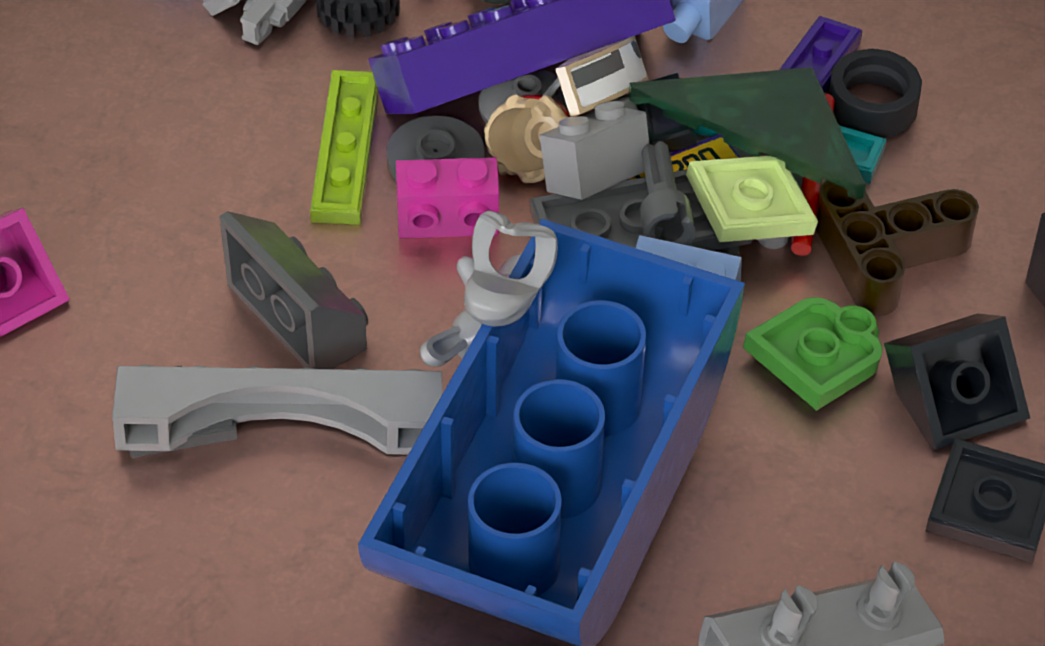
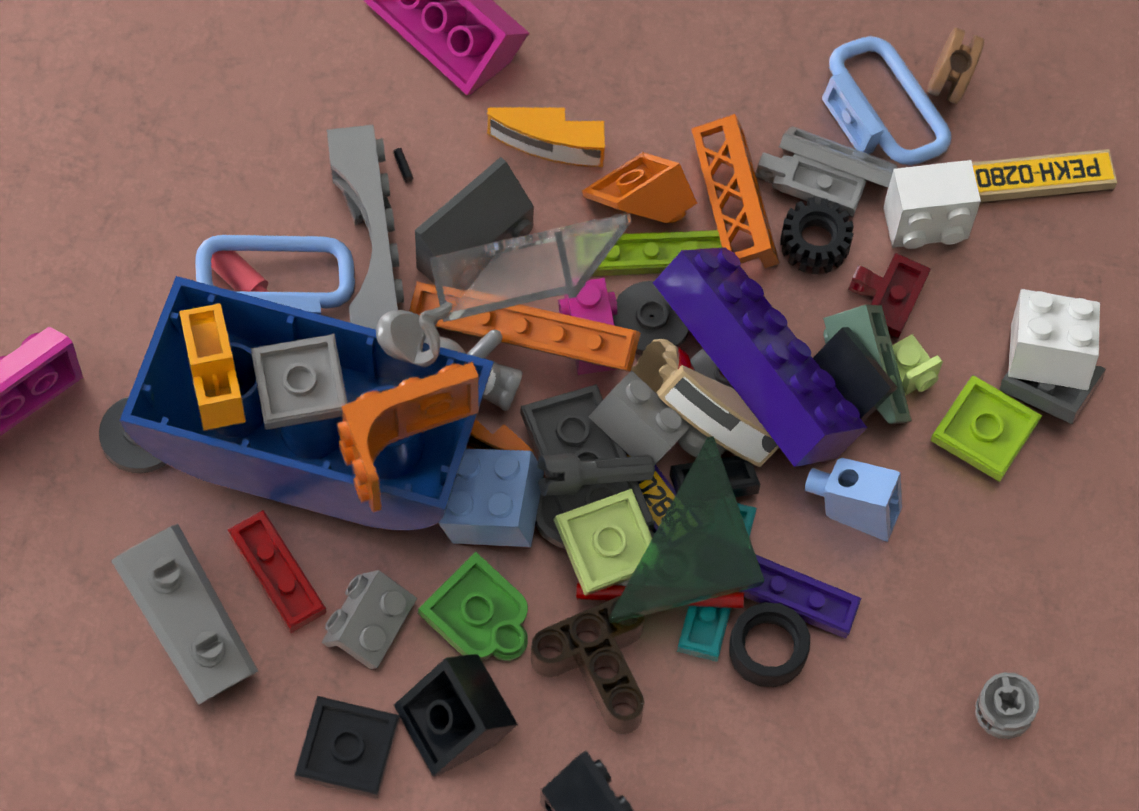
camera: 80 degrees right, 15 degrees up
(162, 212) = (548, 135): none -> light orange slope
(259, 130) = (646, 188): none -> orange slope
(282, 42) = (748, 185): none -> orange fence
(295, 563) = (238, 272): none -> coral cylinder
(363, 492) = (301, 300): none -> light blue bar
(372, 165) = (525, 266): none -> clear windscreen
(433, 270) = (542, 331): none -> orange tile
(519, 494) = (212, 366): none -> light orange slope
(550, 409) = (299, 381): none -> light grey tile
(659, 312) = (401, 412): none -> orange bracket
(745, 556) = (277, 571): none -> red tile
(820, 460) = (369, 617): none -> light grey bracket

